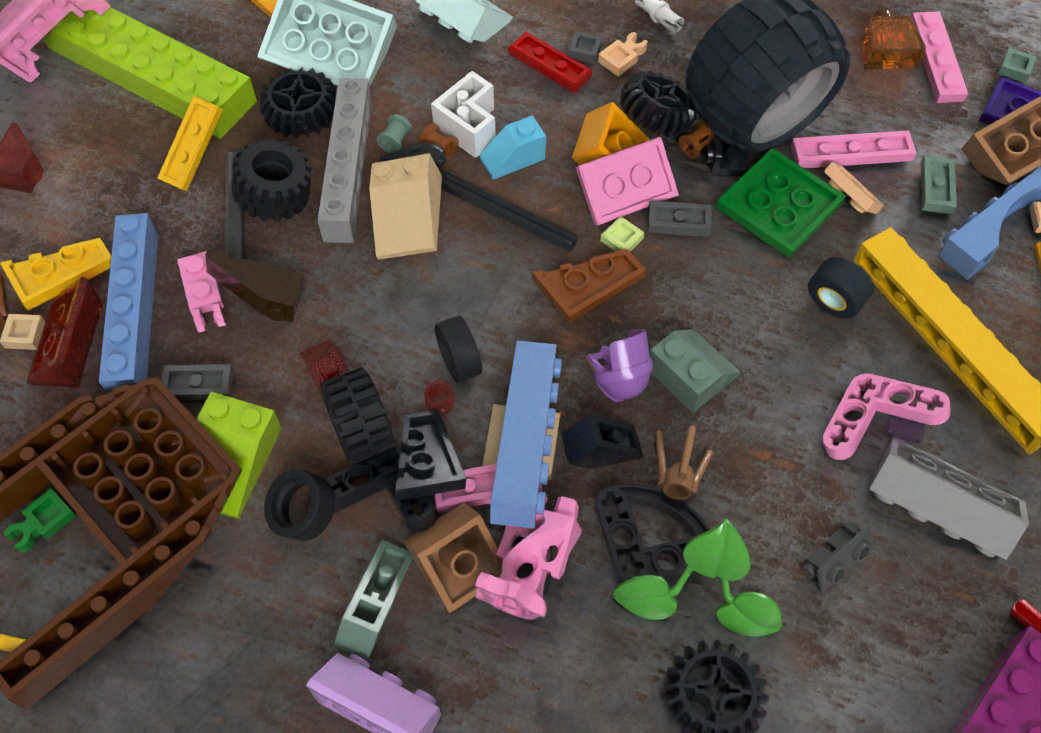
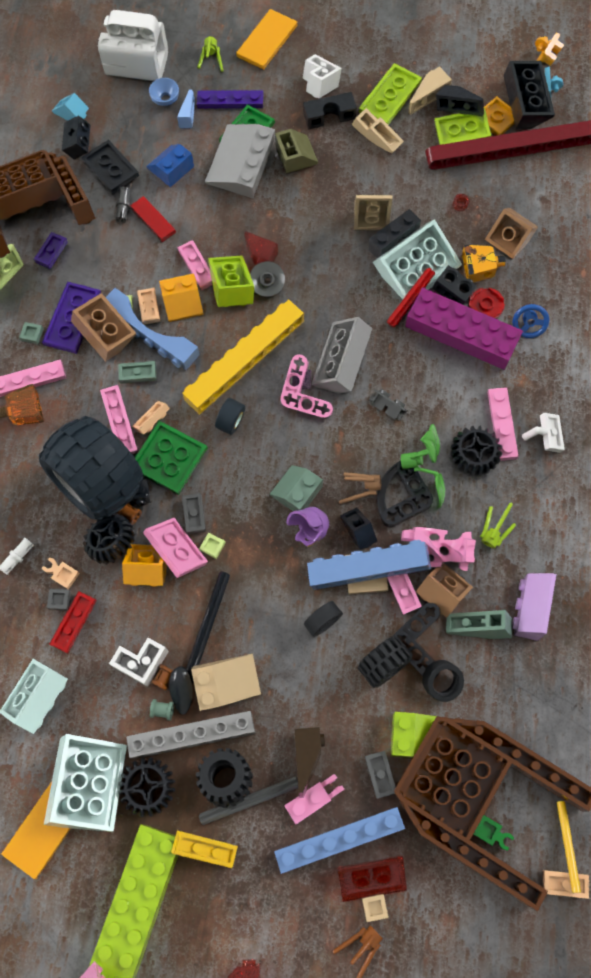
camera: 100 degrees left, 10 degrees up
(49, 275) = (326, 908): yellow wing -> none
(323, 363) = (351, 696): clear red slope -> none
(427, 458) = (396, 617): black wing -> none
(435, 389) = (346, 629): clear red bush -> none
(514, 148) = (160, 626): medium azure slope -> none
(534, 672) = (492, 537): none -> lime plant
(587, 285) = (253, 557): dark orange wing -> none

